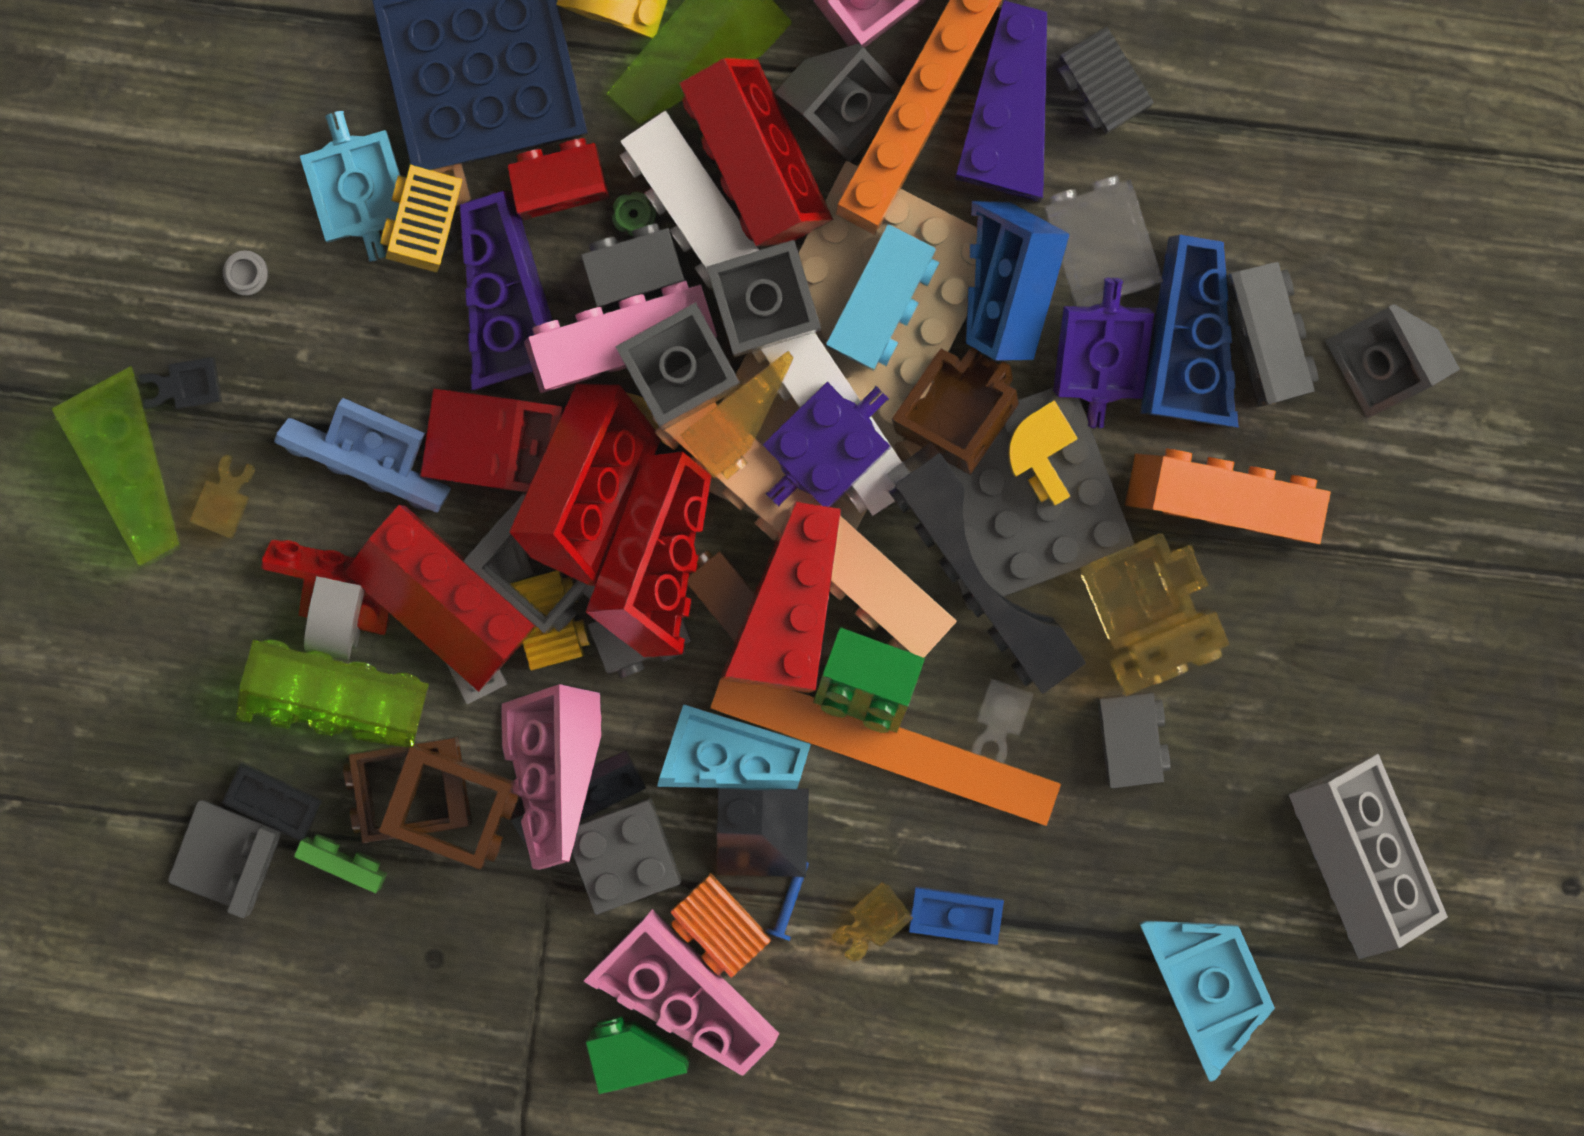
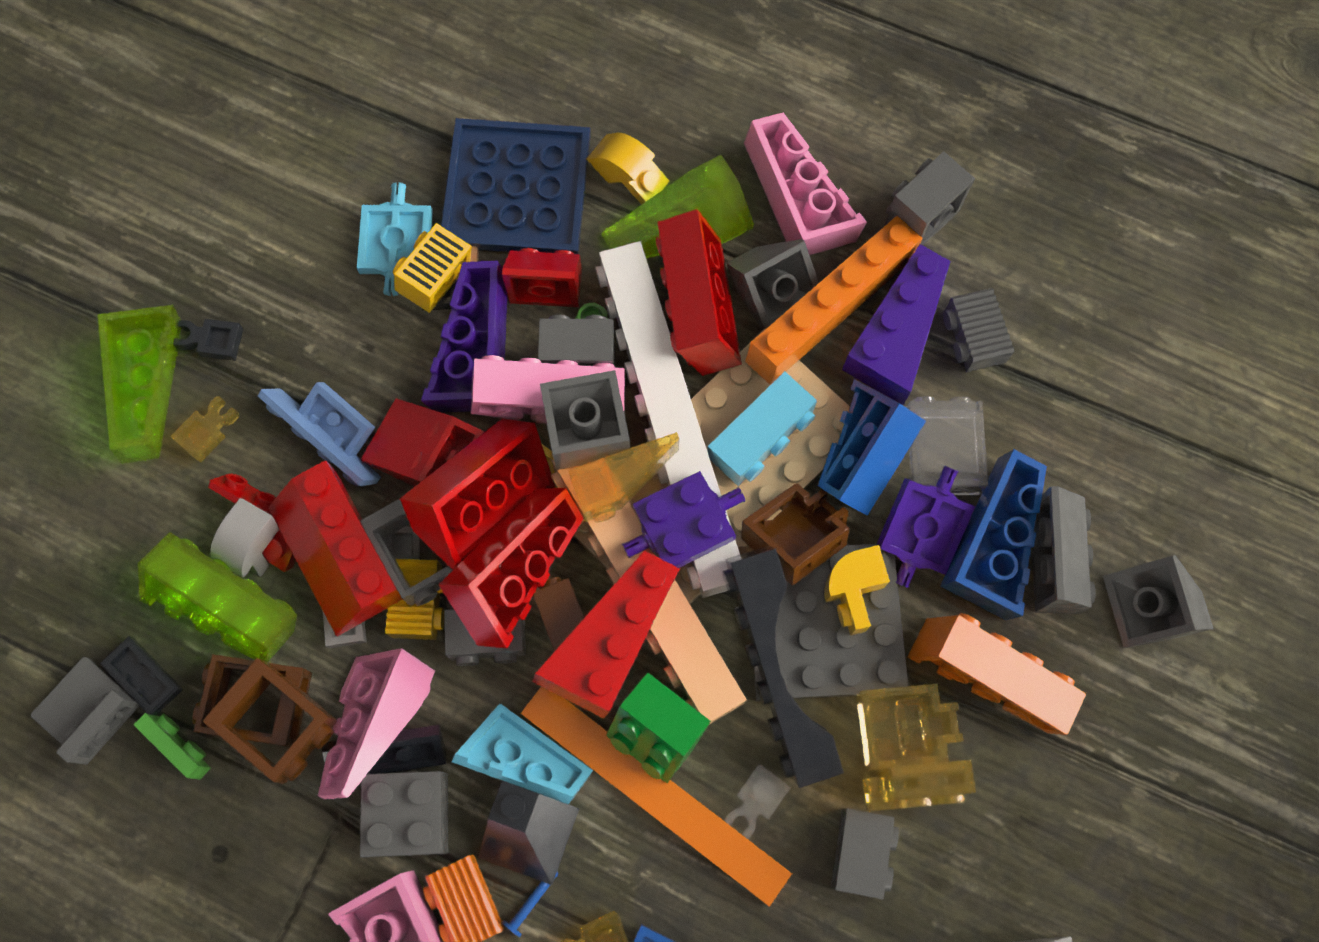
camera: 15 degrees right, 15 degrees down
(245, 273) = (290, 275): light grey plate -> none
(764, 298) = (670, 388): dark grey brick -> none

